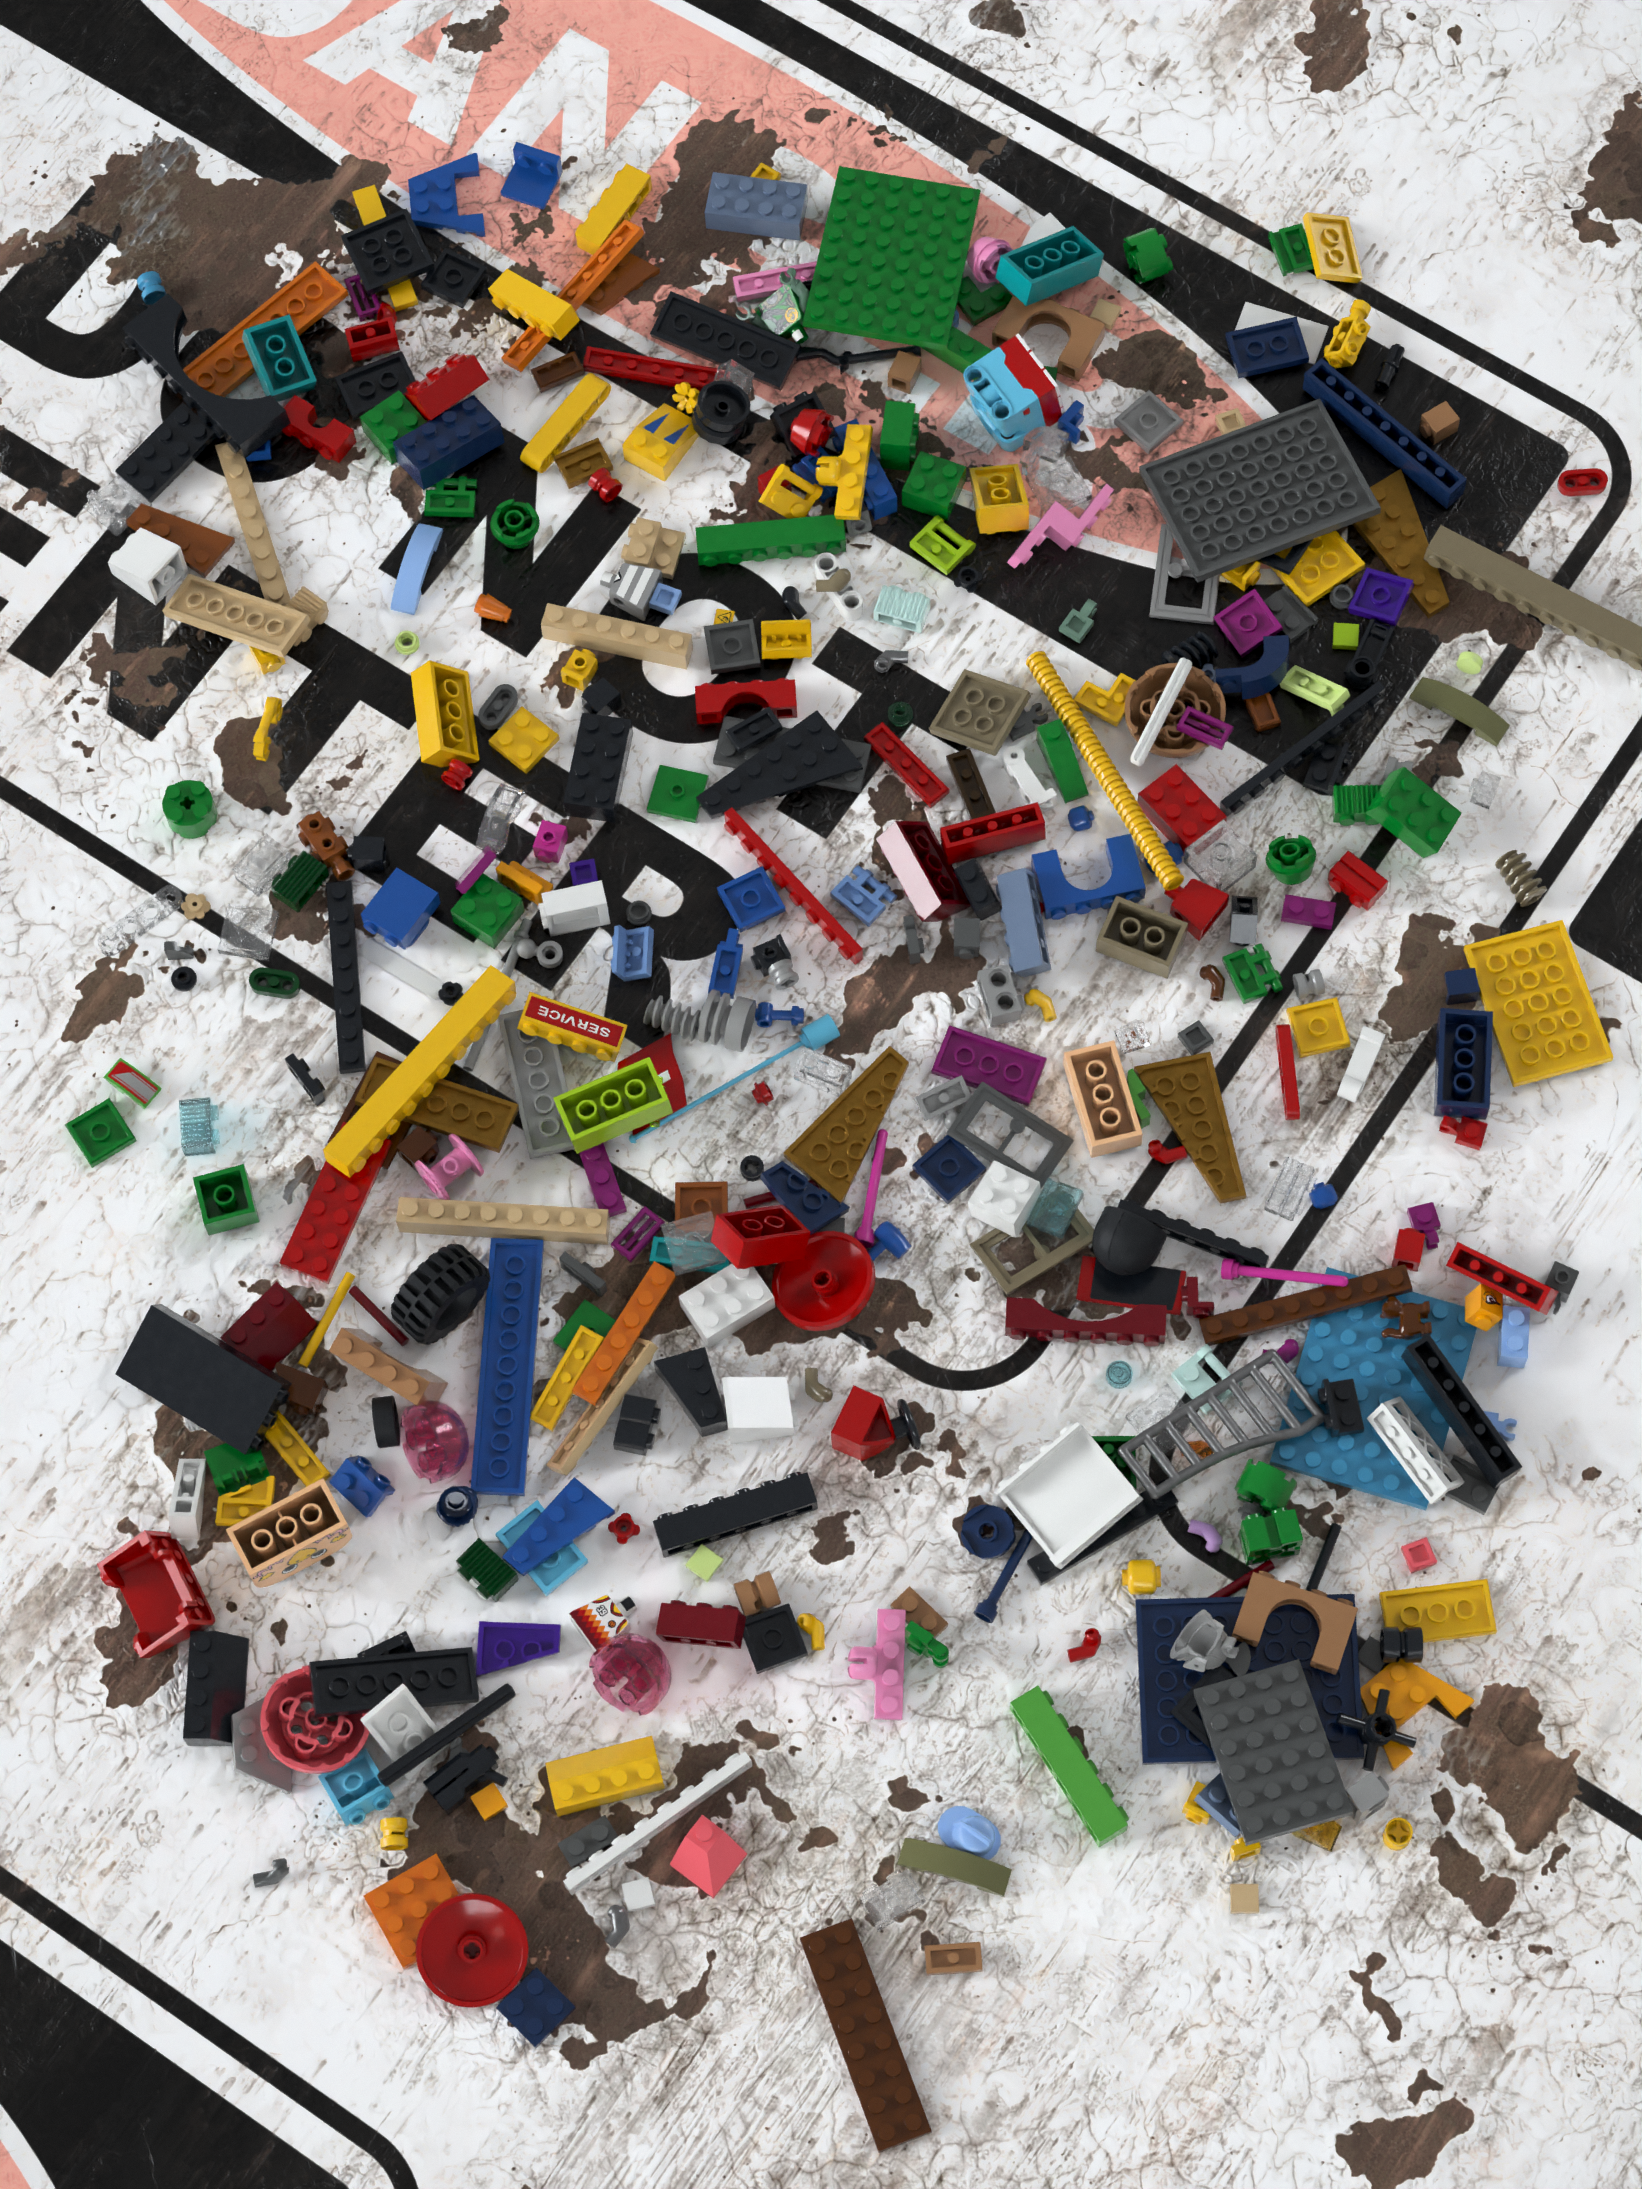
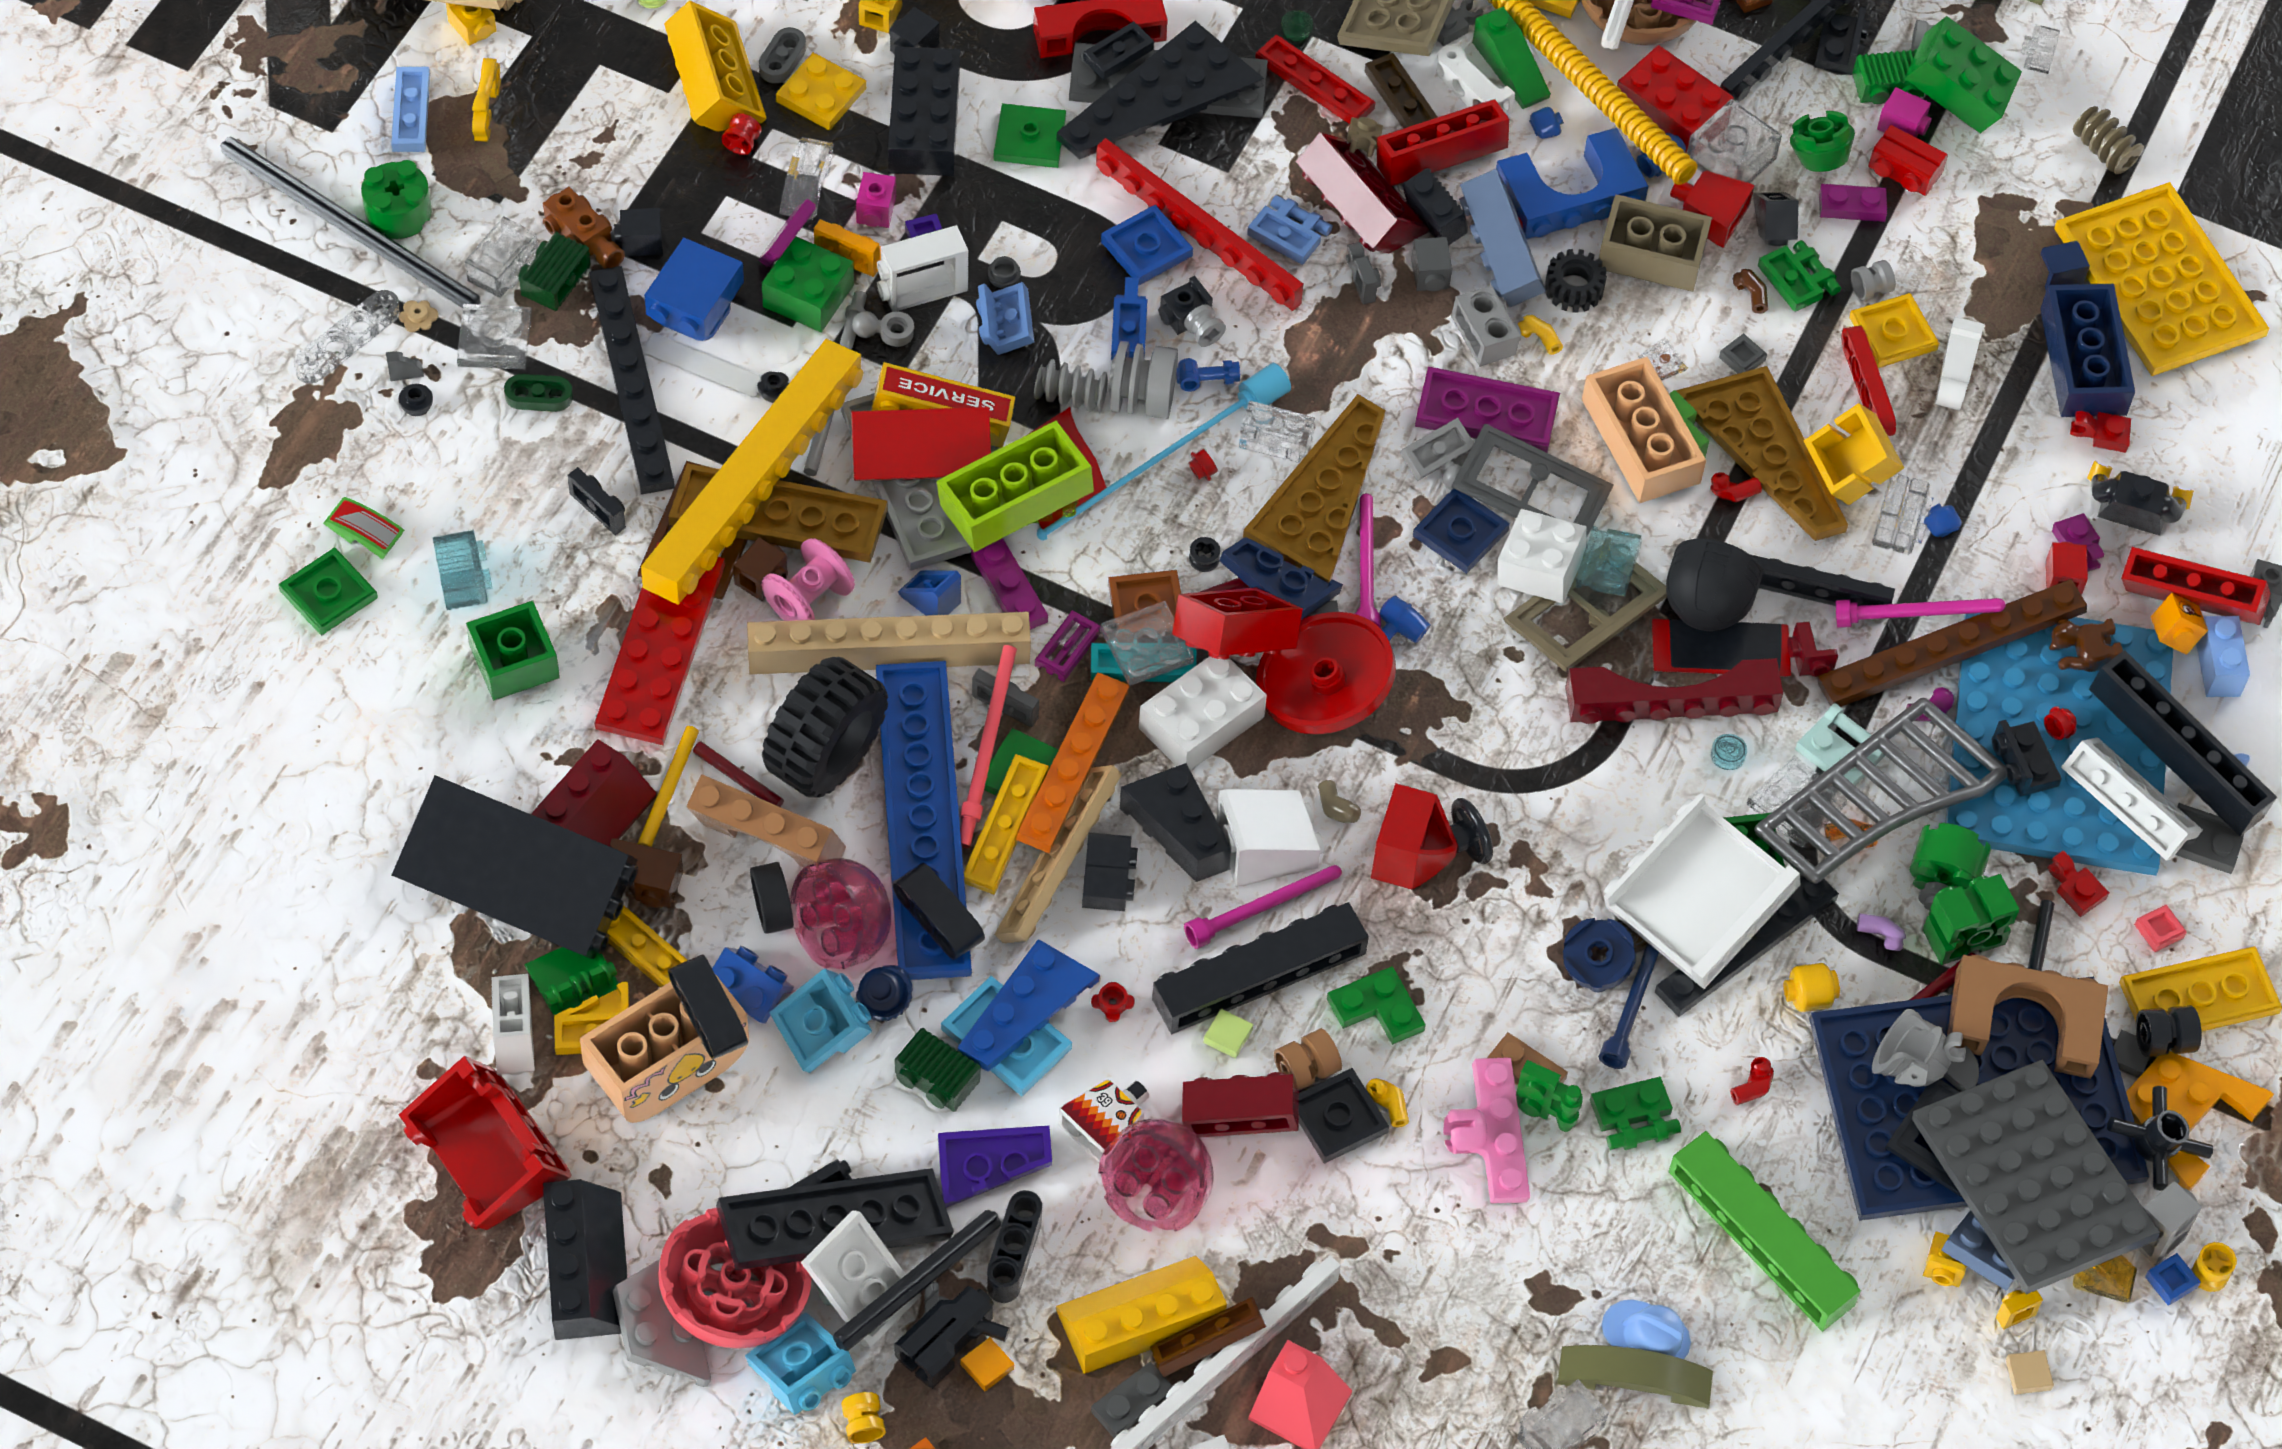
camera: 15 degrees left, 10 degrees down
(153, 823) = (348, 223): none -> axle
(211, 729) = (410, 109): none -> light blue plate
(318, 1518) = (707, 1006): none -> black beam
(409, 1521) = (821, 1019): none -> medium azure plate
(504, 1447) = (938, 911): none -> black beam
(521, 1727) = (1014, 1262): none -> black beam
(542, 1181) = (933, 591): none -> blue slope
(544, 1363) = (971, 809): none -> coral bar
(547, 1060) = (918, 442): none -> red tile
(647, 1803) = (1207, 1336): none -> reddish brown tile
(698, 1479) = (1201, 931): none -> dark pink piece
(818, 1545) = (1381, 996): none -> green plate
(933, 819) = (1363, 134): none -> dark tan plate
(992, 1653) = (1633, 1104): none -> green plate
(1076, 947) = (1579, 266): none -> black tyre
(1257, 1142) = (1856, 460): none -> yellow piece
(1363, 840) = (1906, 113): none -> dark pink brick
(1363, 1516) = (2078, 889): none -> red plate
(1365, 1839) = (2172, 1279): none -> blue plate
(1373, 1382) = (2060, 723): none -> red plate
(1475, 1199) = (2137, 499): none -> black torso

